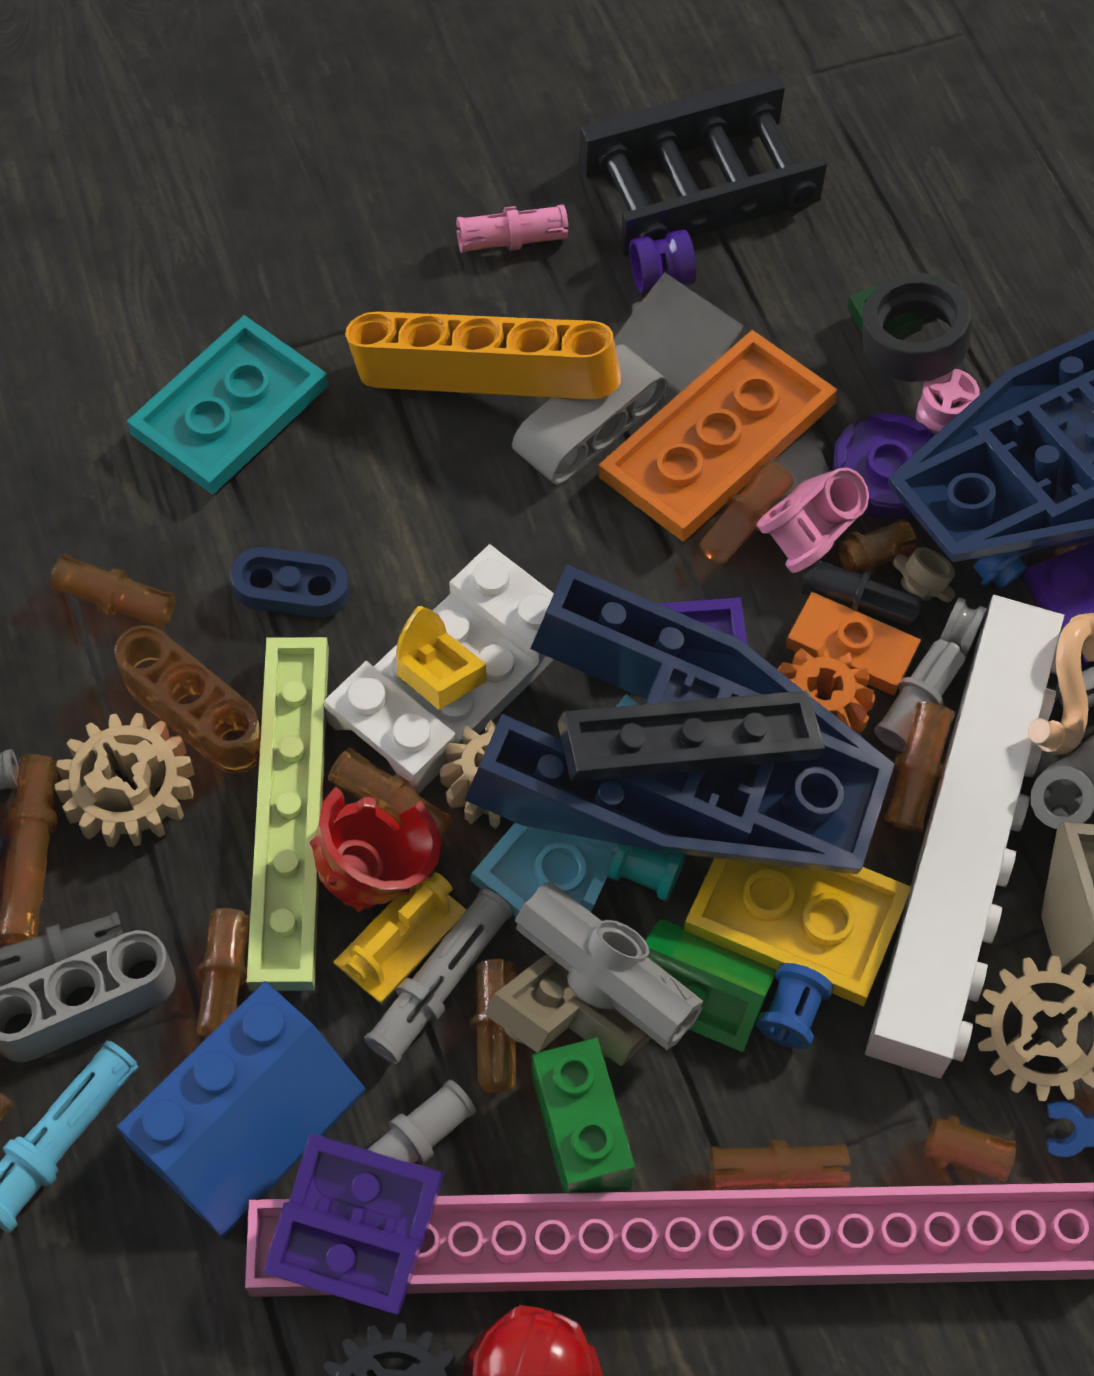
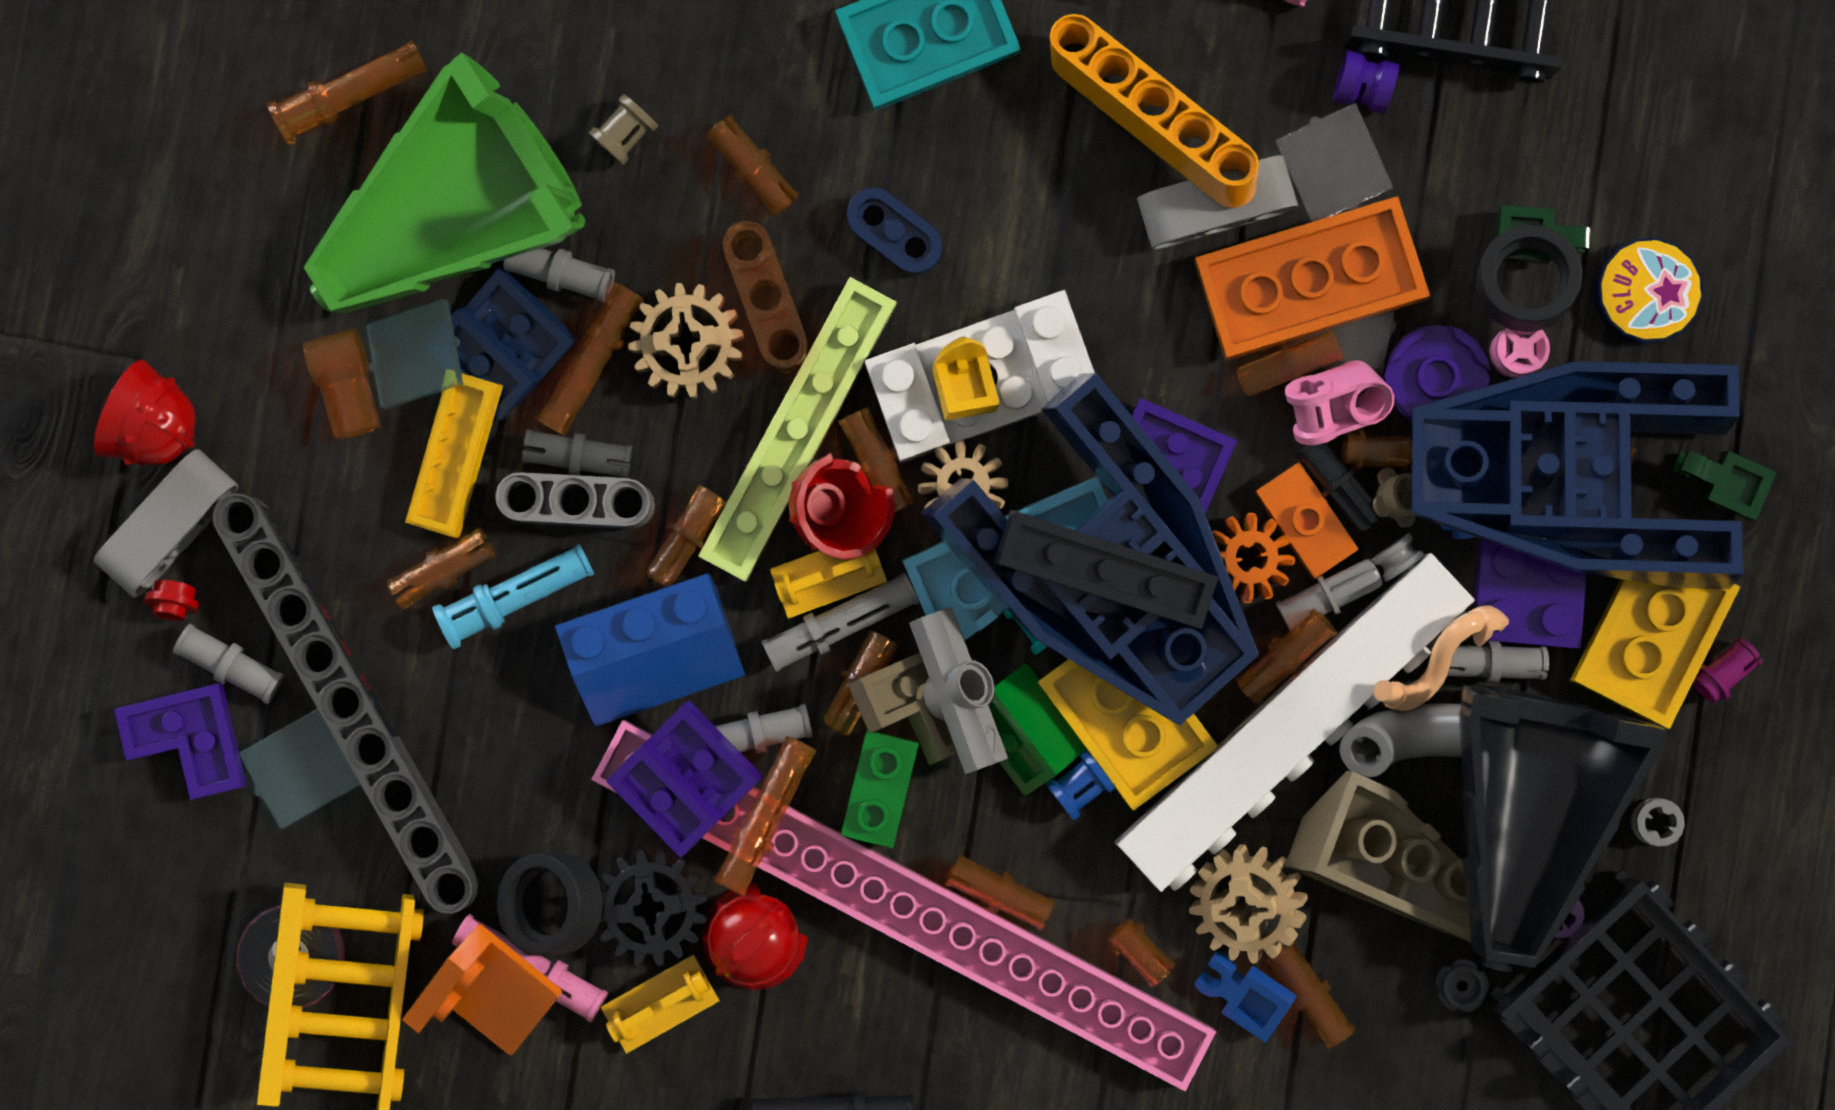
camera: 30 degrees right, 25 degrees up
(470, 1236) = (760, 824): none -> clear orange pin
(1024, 309) = (1648, 290): none -> tile

